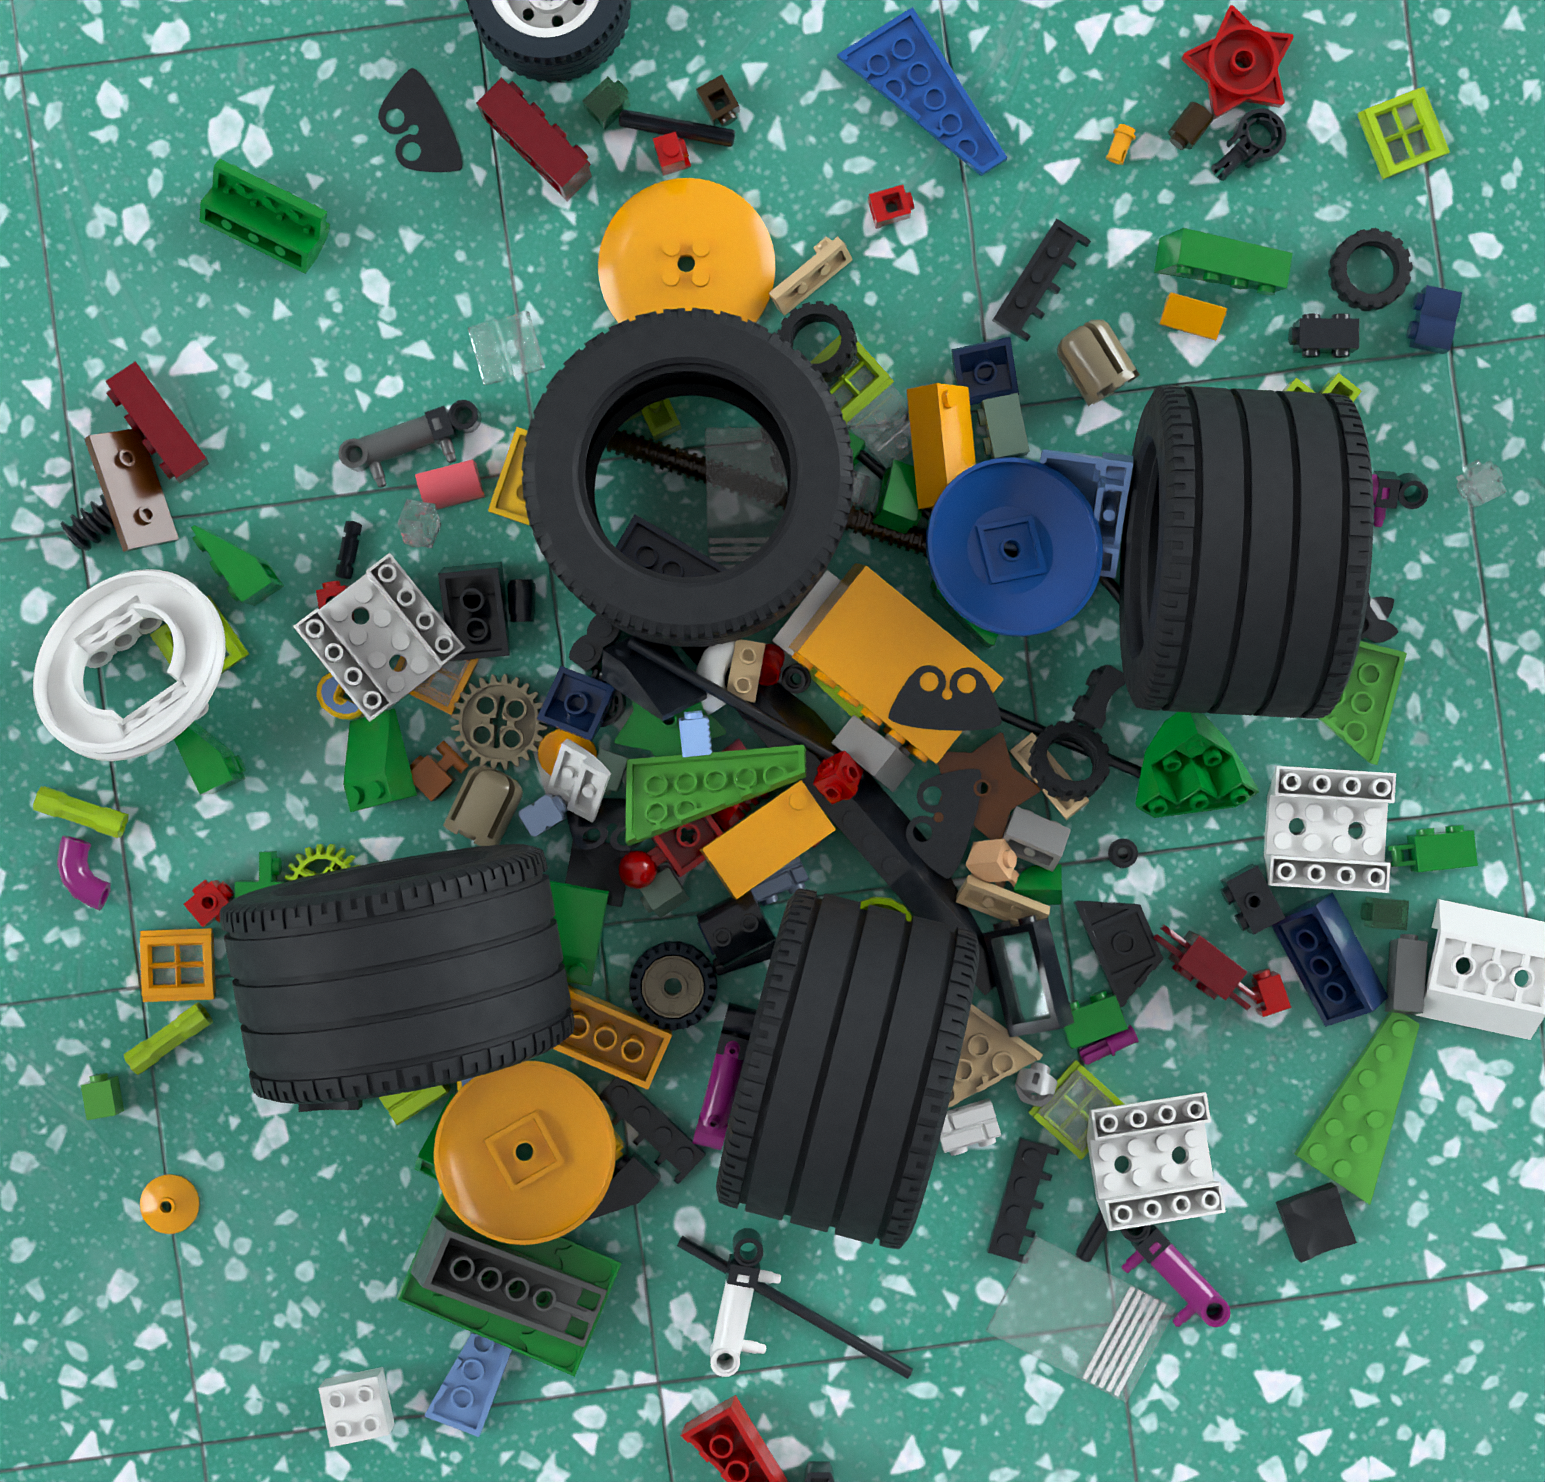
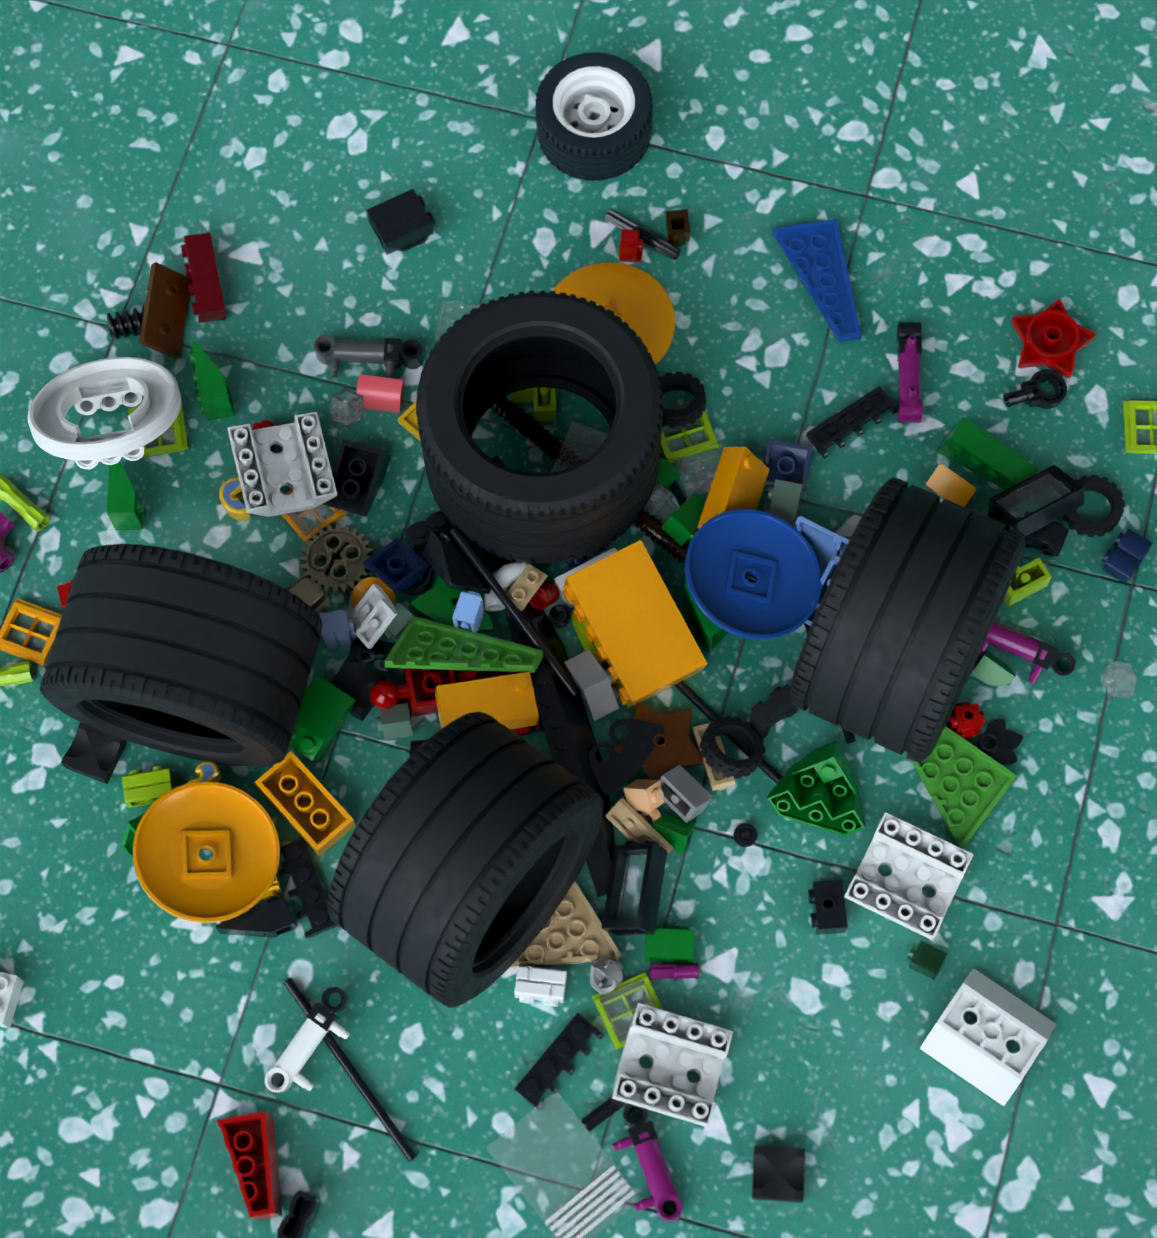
camera: 25 degrees right, 20 degrees down
(264, 217) = (340, 180): green brick -> none
(348, 549) = (290, 408): black axle -> none
(368, 242) = (401, 222): none -> black brick
(376, 763) = (241, 543): green slope -> none
(423, 109) = (478, 161): black piece -> none
(433, 776) = (270, 570): dark orange brick -> none
(470, 1385) = (90, 1013): medium blue wing -> none
(520, 1296) = (159, 970): piece -> none
(521, 600) = (392, 486): black piece -> none
(534, 138) = (543, 201): dark red brick -> none
(607, 102) = (602, 199): clear green brick -> none
(670, 1009) = (358, 778): wheel -> none
(829, 259) = (691, 357): tan hinge -> none
(838, 777) = (557, 682): red brick -> none
(895, 195) = (766, 334): red brick -> none
(959, 713) = (665, 672): black piece -> none
(1074, 158) = (909, 372): none -> magenta piece
(1096, 360) = (862, 480): dark tan cylinder -> none
(1120, 943) = (716, 900): black wing -> none
(1123, 136) = (950, 353): light orange pin -> none
(1190, 126) = (999, 364): dark brown brick -> none
(1209, 966) = (772, 937): dark red brick -> none
(1270, 992) = (813, 982): red brick -> none
(1309, 302) = (1037, 501): none -> black window
(1330, 960) = (869, 977): dark blue slope -> none
(1357, 1121) = (842, 1113): bright green wing -> none
(1406, 975) = (924, 1012): dark grey brick -> none
(1437, 850) = (984, 929): green brick -> none

